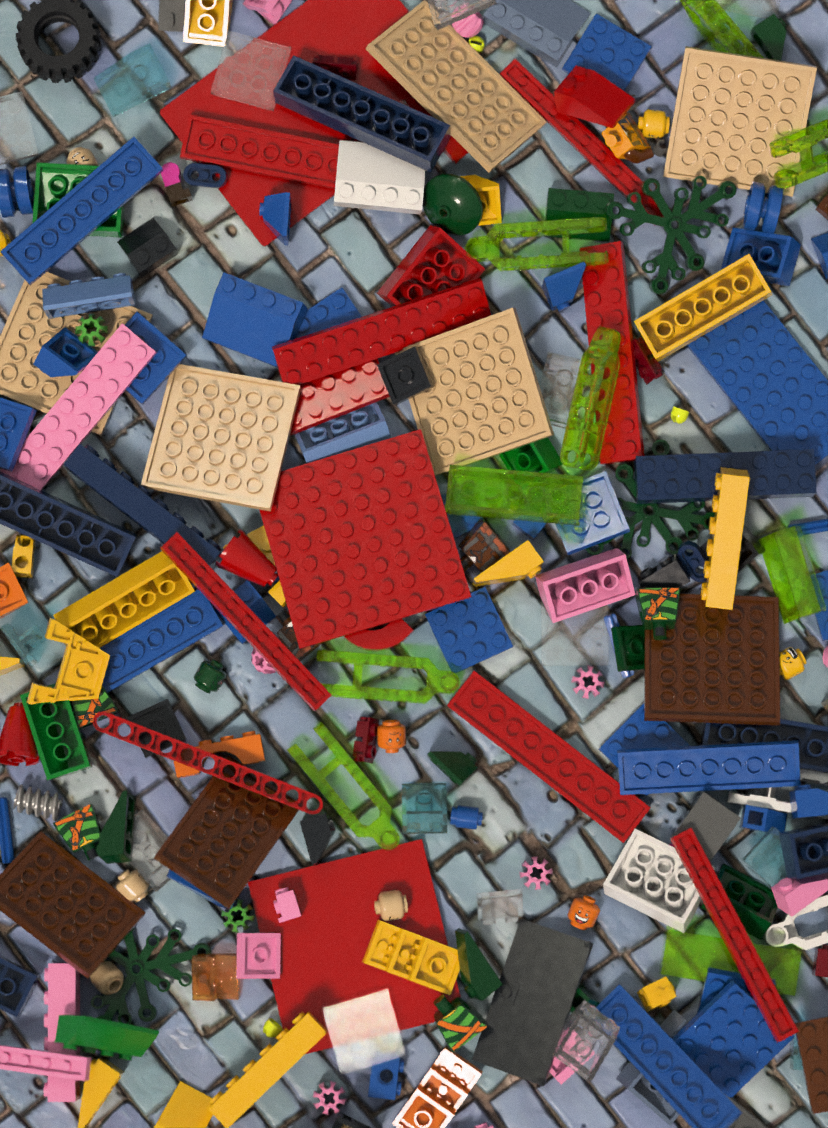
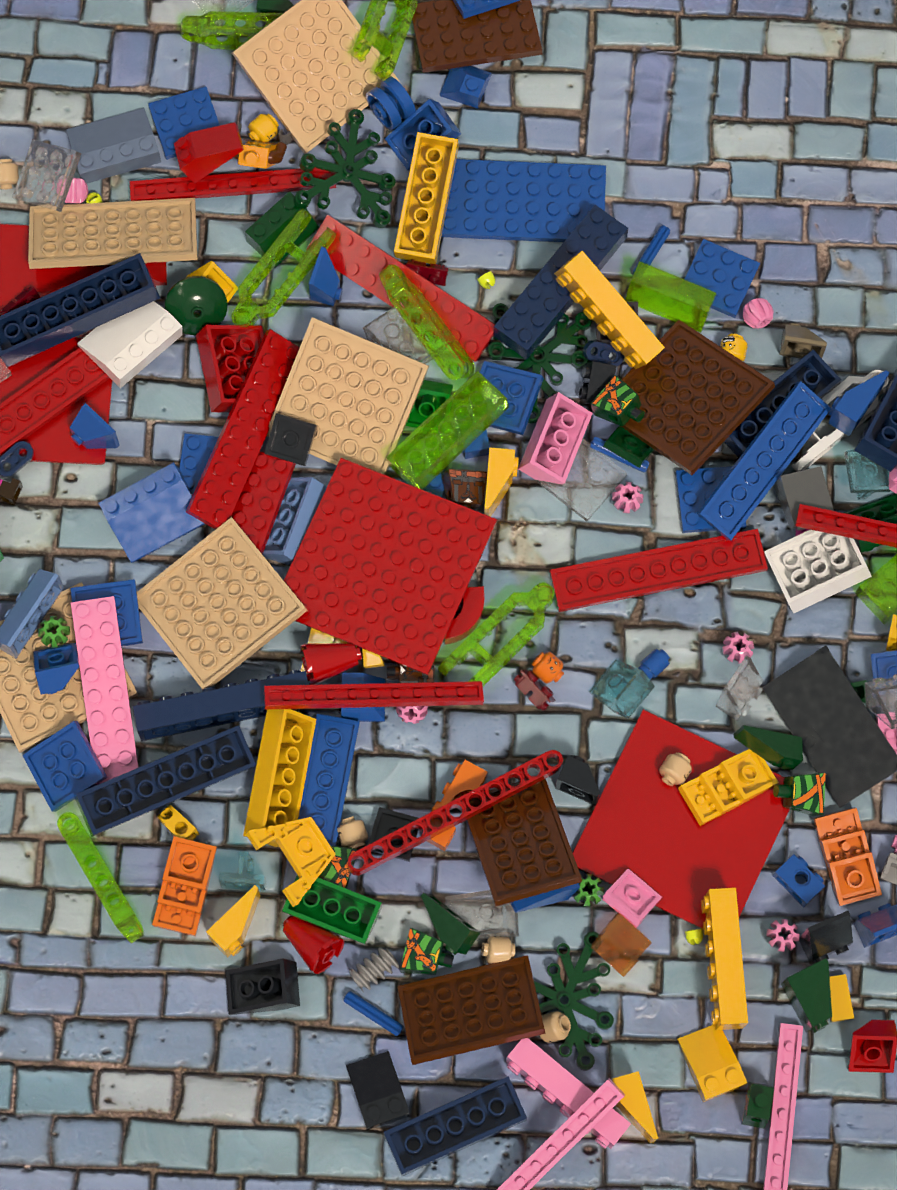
camera: 50 degrees left, 10 degrees down
(103, 1036) = (598, 1059): green slope -> none
(130, 696) = (352, 833): none -> tan head
(147, 247) = (29, 544): black slope -> none
(210, 676) = (389, 762): dark green head -> none
(286, 905) = (611, 845): bright pink brick -> none
(364, 1031) = (755, 866): clear plate -> none
(380, 829) = (613, 731): clear neon green piece -> none
(454, 765) = (608, 640): dark green slope -> none
(469, 631) = (517, 551): blue plate -> none
(583, 912) = (795, 638): orange head -> none
(762, 819) = (830, 458): blue slope -> none

